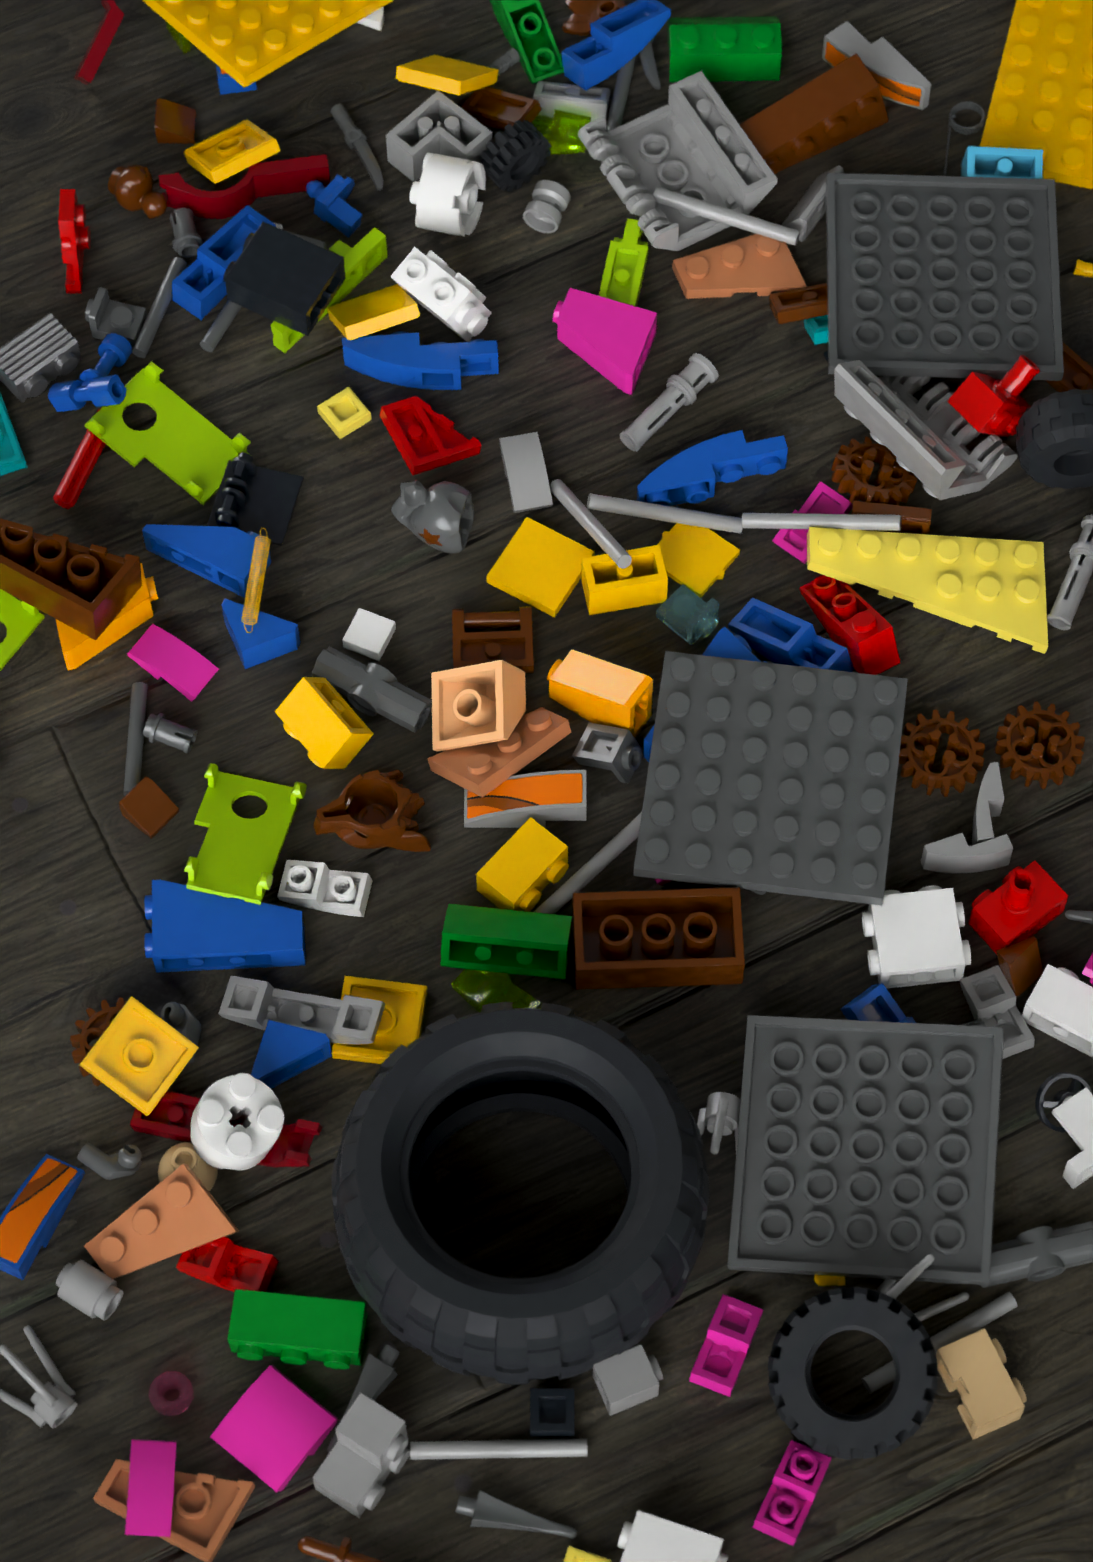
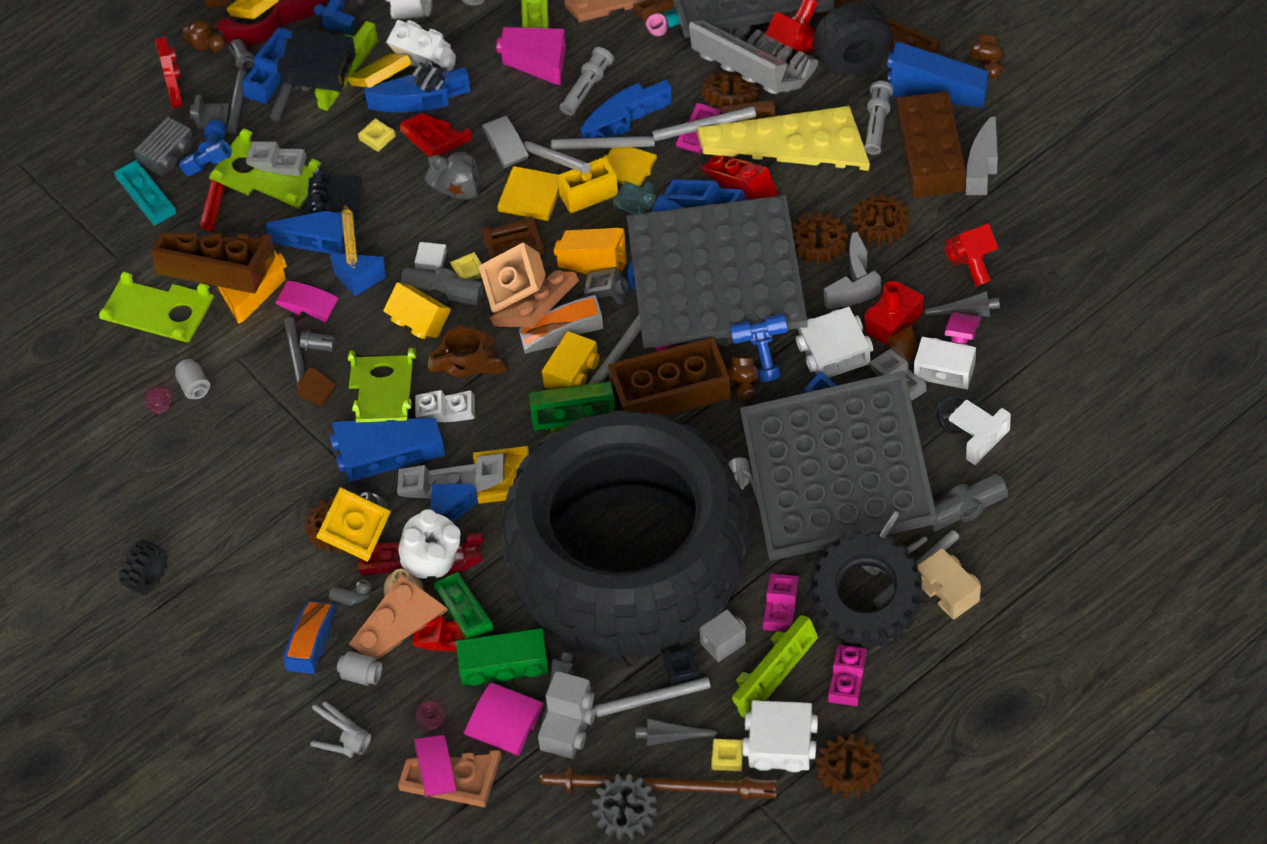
camera: 10 degrees left, 10 degrees down
(186, 420) = (270, 158): none -> light grey slope
(262, 1228) = (462, 606): none -> green tile
(416, 666) = (467, 267): none -> light yellow tile
(438, 346) = (429, 76): none -> black gear
(714, 1432) = (785, 654): none -> lime hinge
(771, 951) = (743, 372): none -> reddish brown animal
(793, 331) = (657, 25): none -> bright pink hinge
(808, 906) = (760, 335): none -> blue bar

